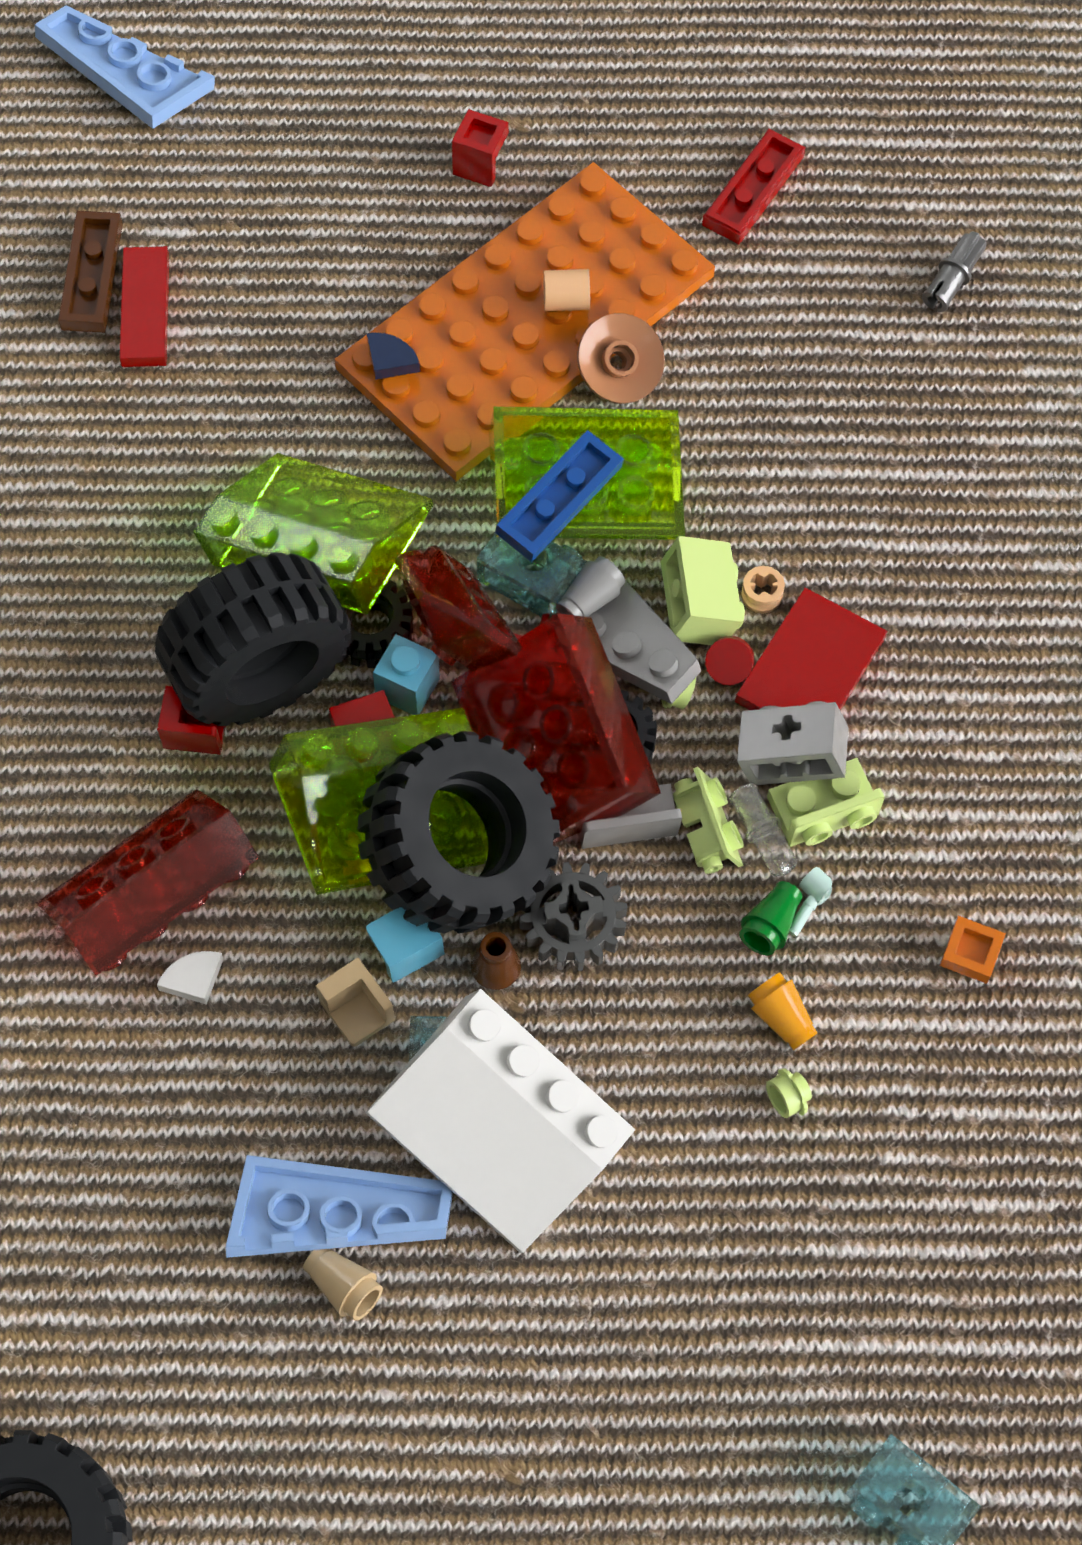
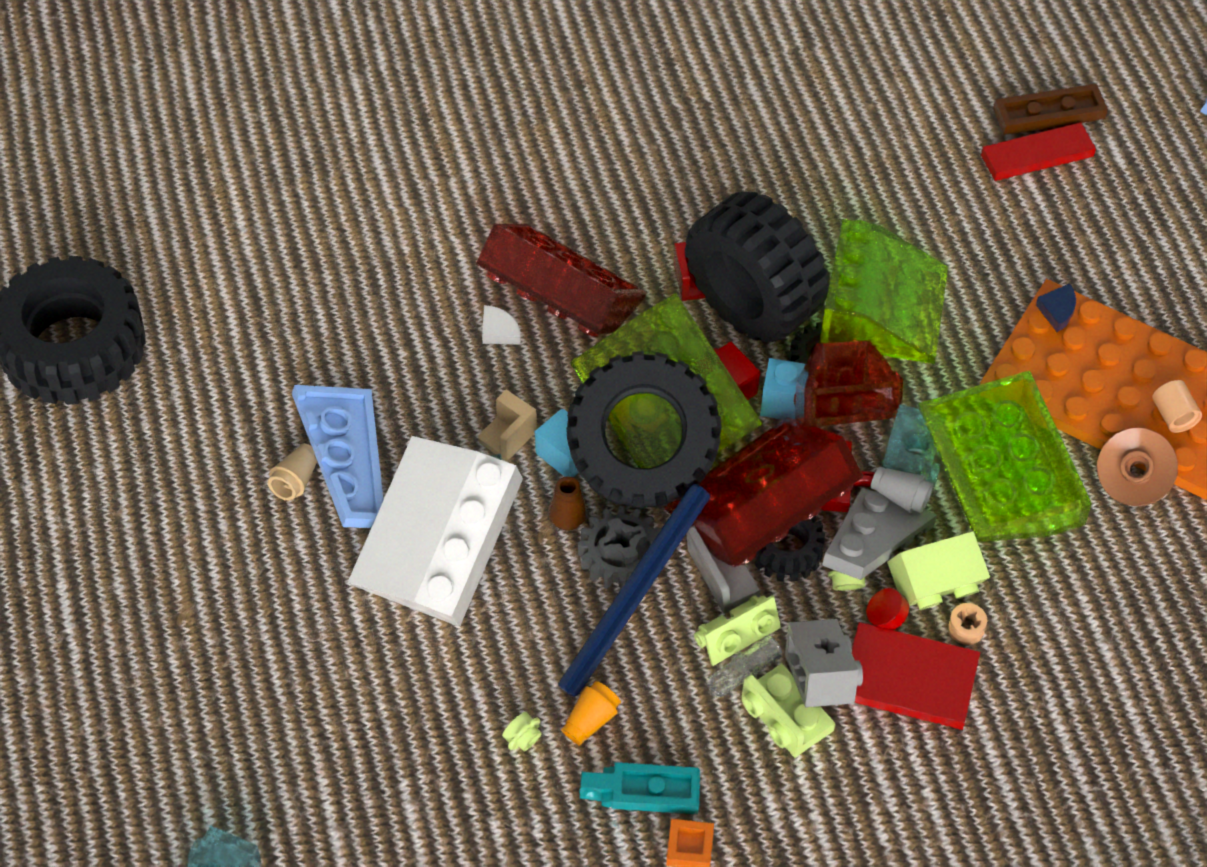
camera: 75 degrees right, 10 degrees down
(559, 496) = (965, 431): blue plate -> none
(653, 911) = (634, 590): none -> dark blue axle
(770, 921) = (667, 688): green cone -> none
(818, 888) = (706, 721): light aqua hand -> none
(892, 977) = (644, 787): none -> teal hinge

